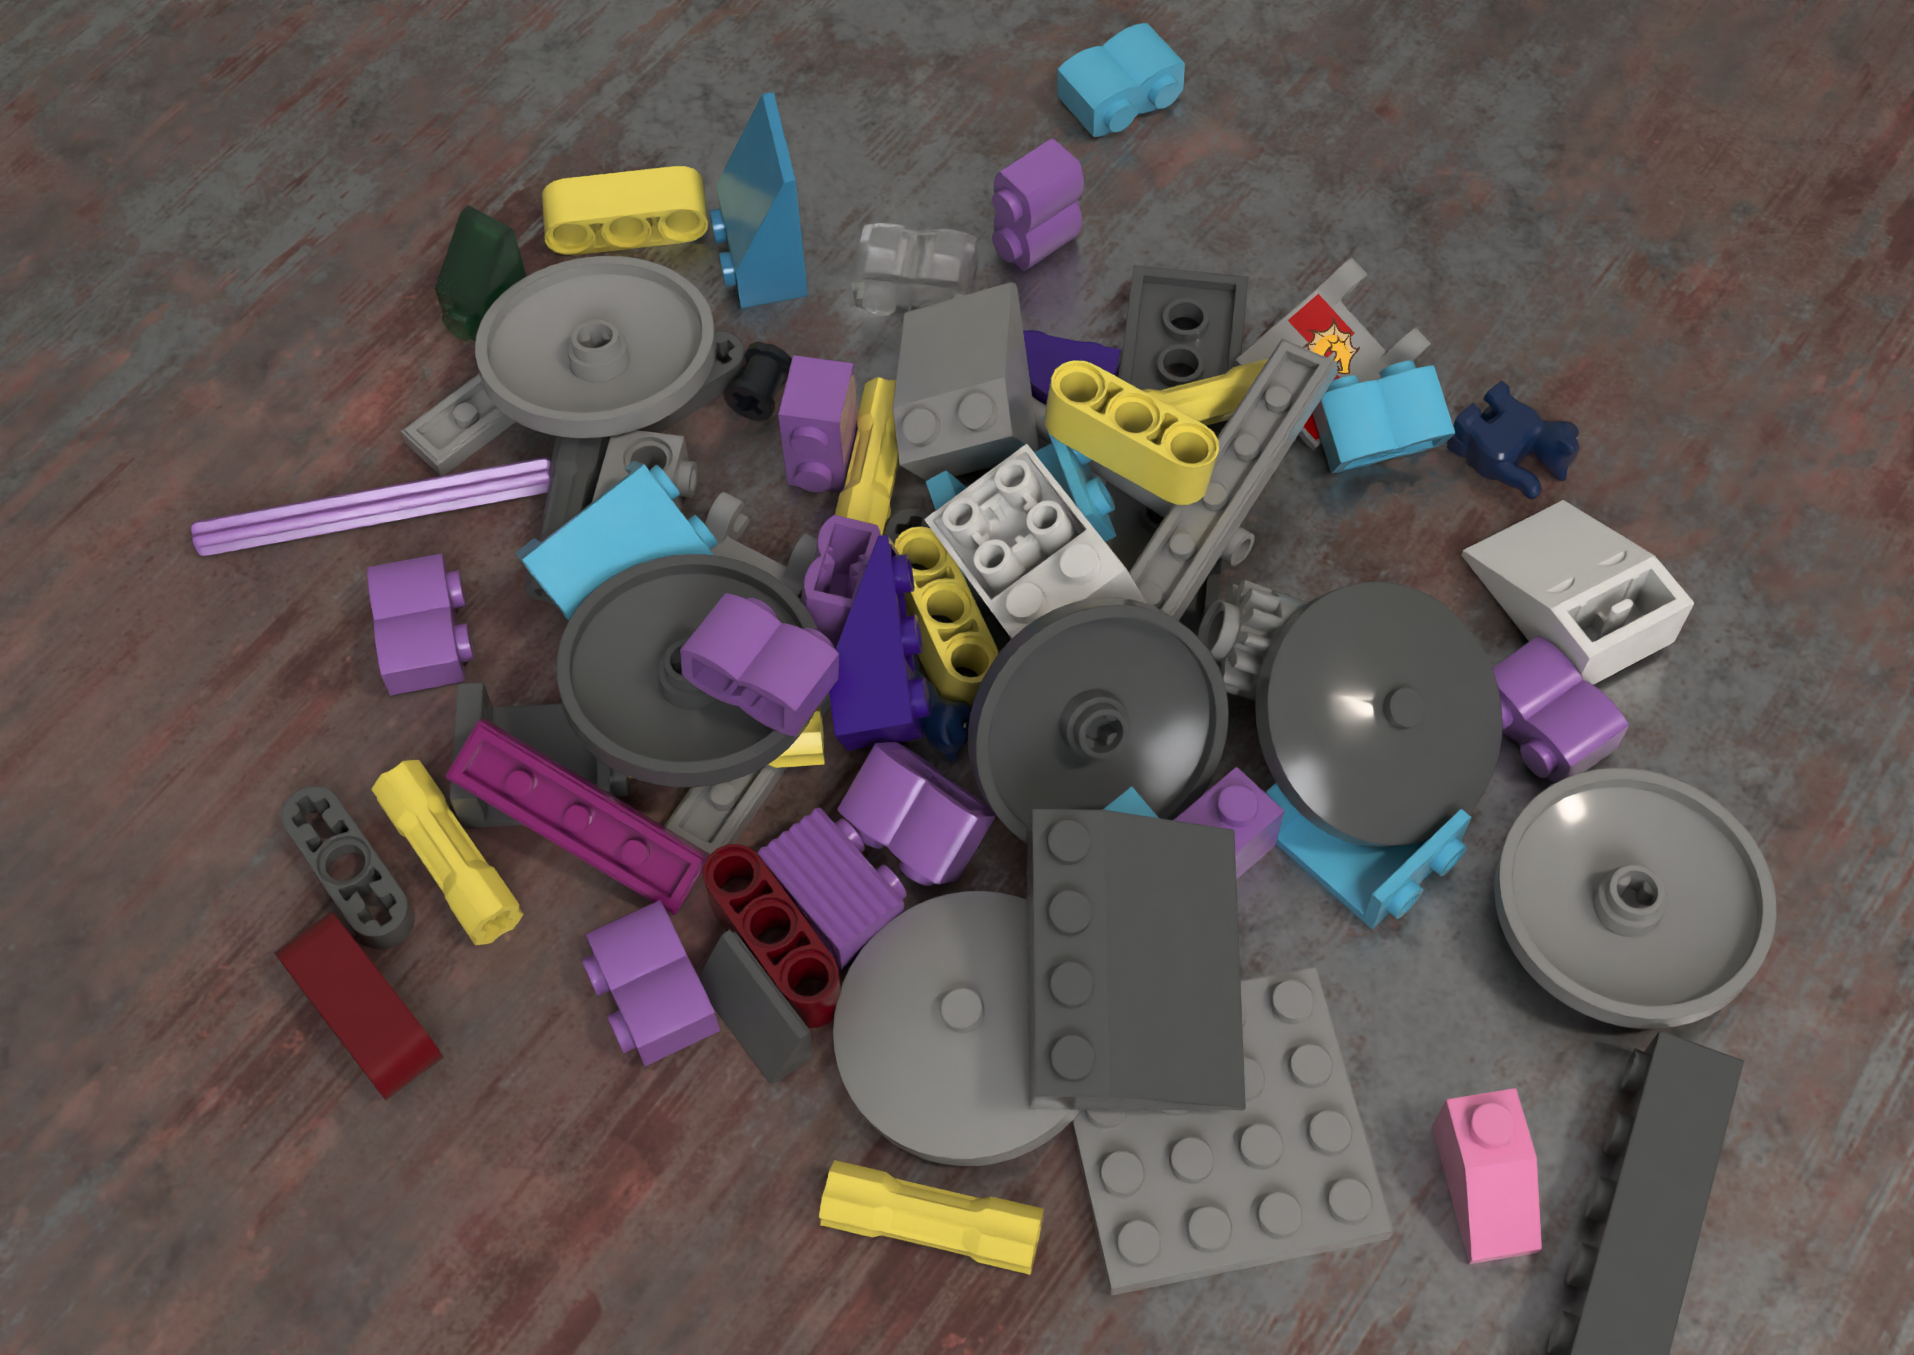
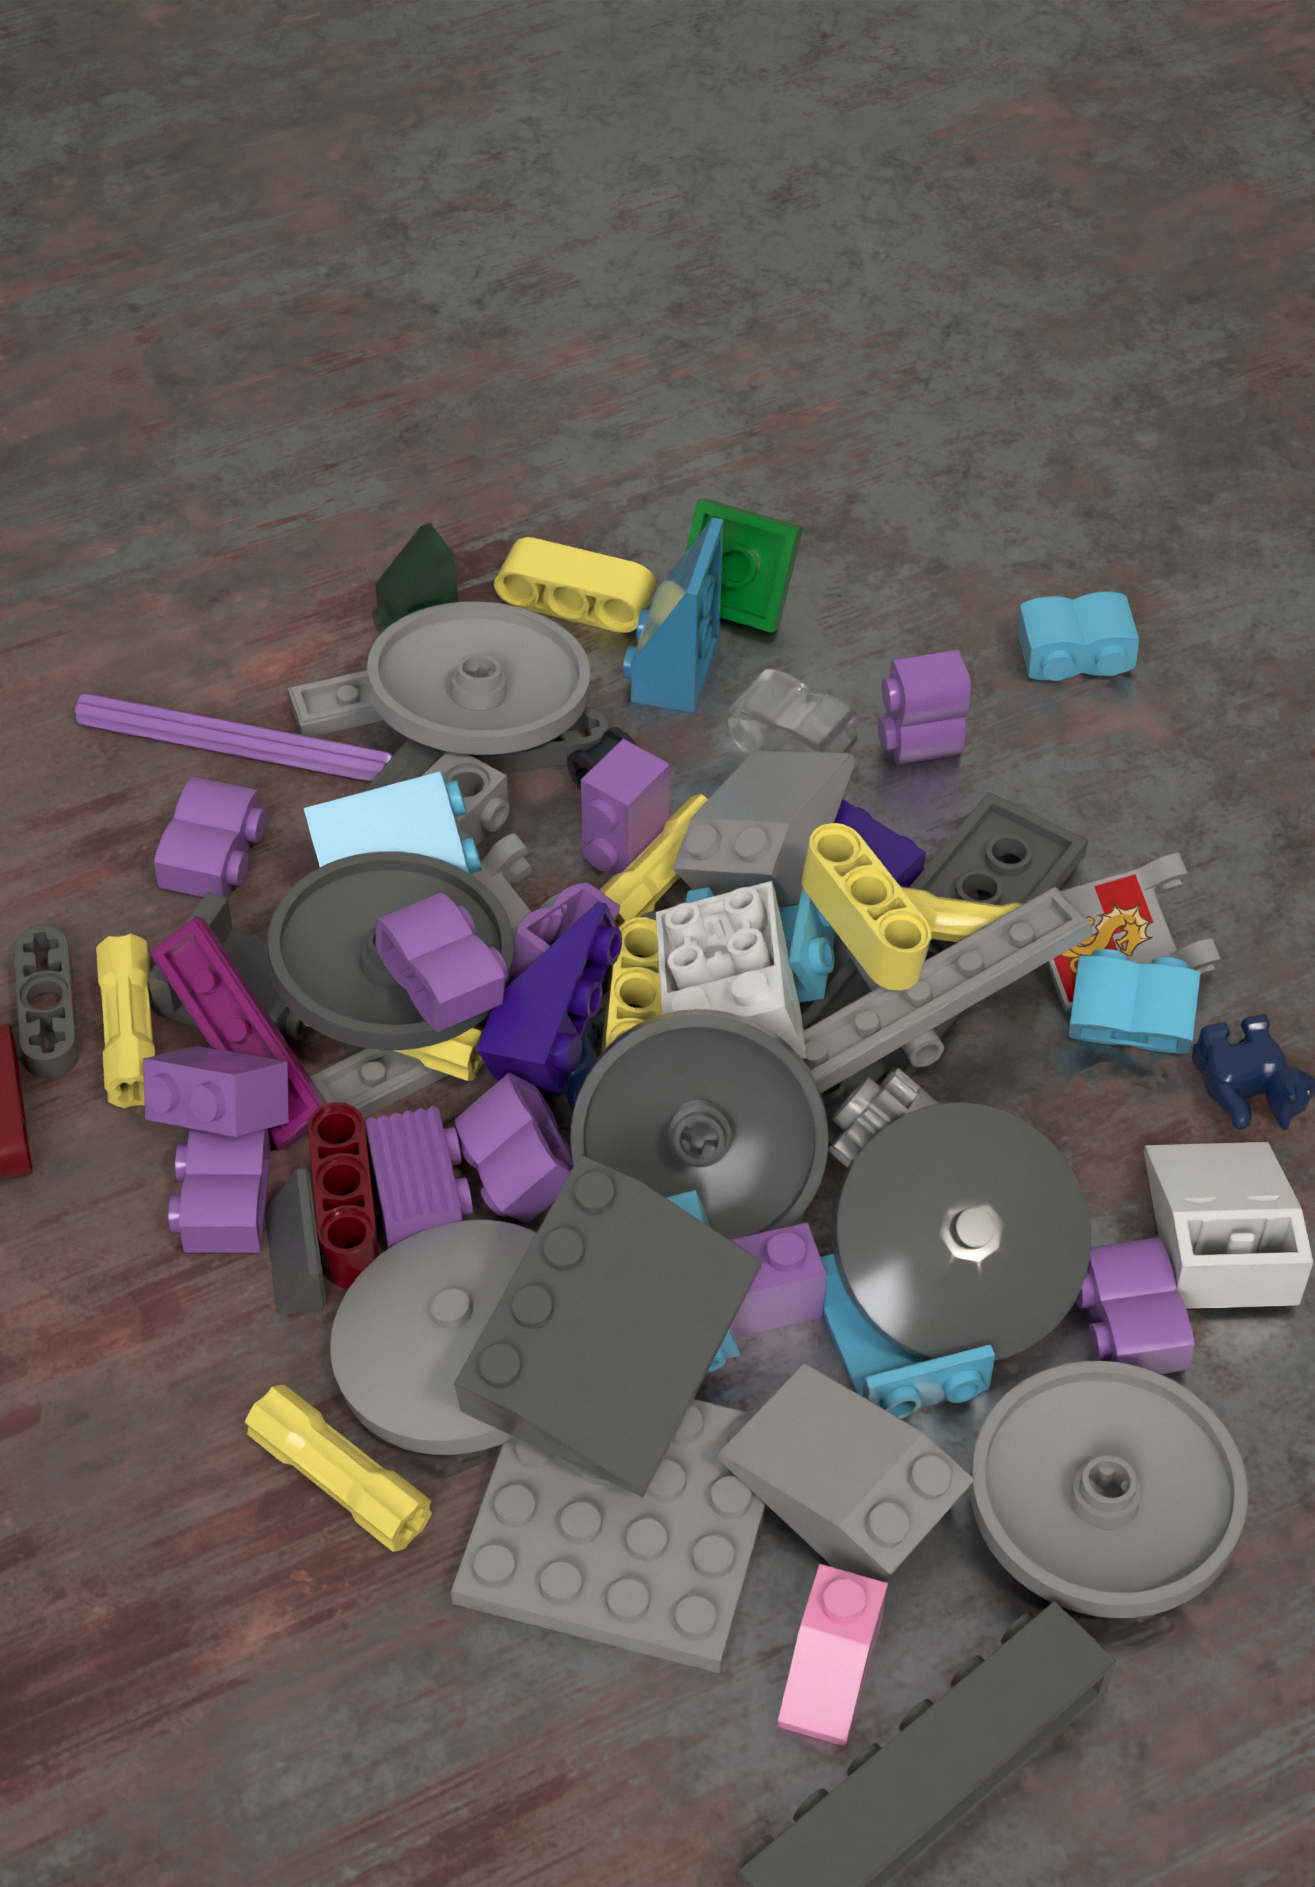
camera: 25 degrees right, 10 degrees down
(593, 890) = (216, 1090): none -> medium lavender brick
(804, 112) = (755, 562): none -> green tile
(1409, 997) = (845, 1473): none -> light grey slope

